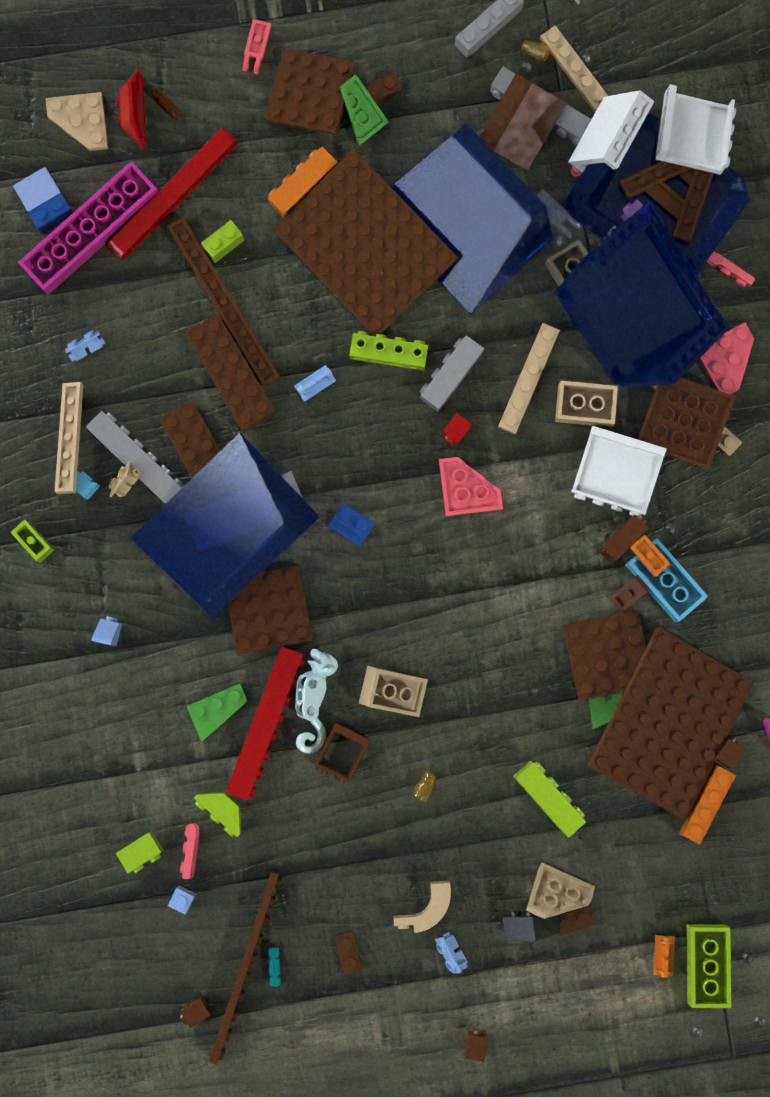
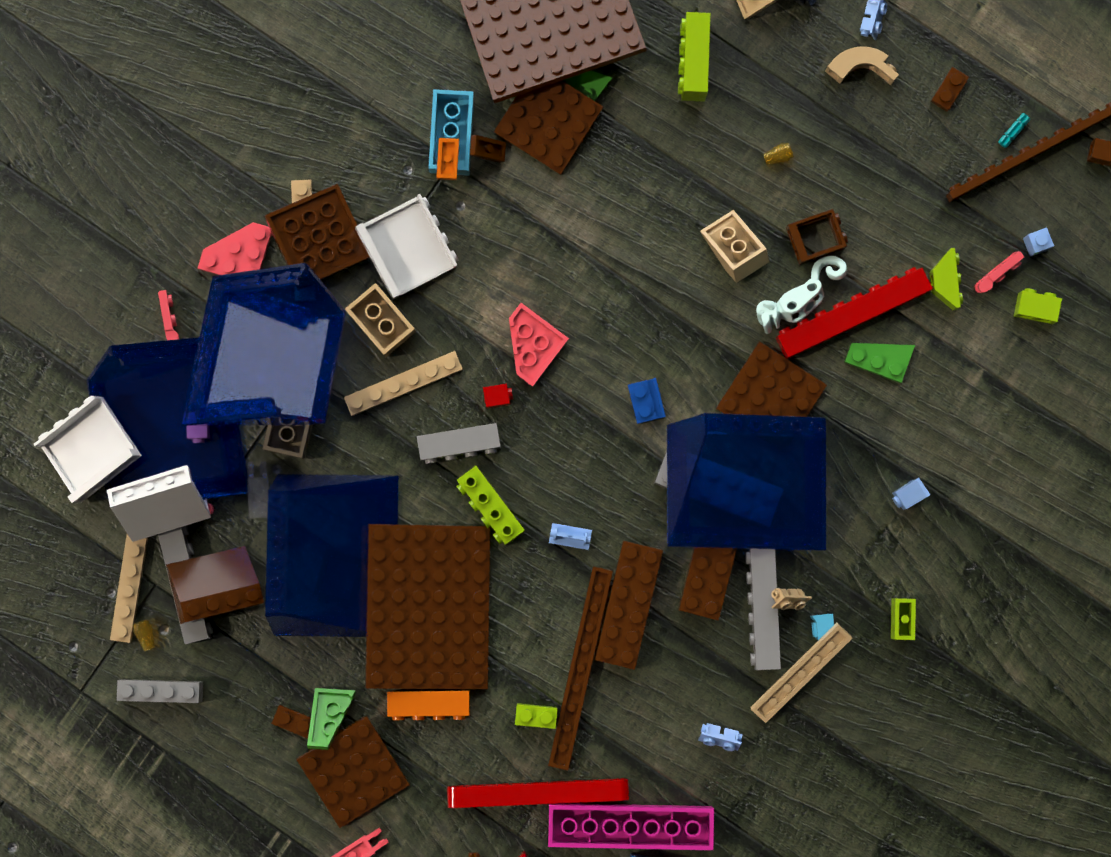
camera: 135 degrees left, 0 degrees up
(623, 538) = (452, 192): reddish brown window -> none
(684, 210) = (157, 396): reddish brown plate -> none

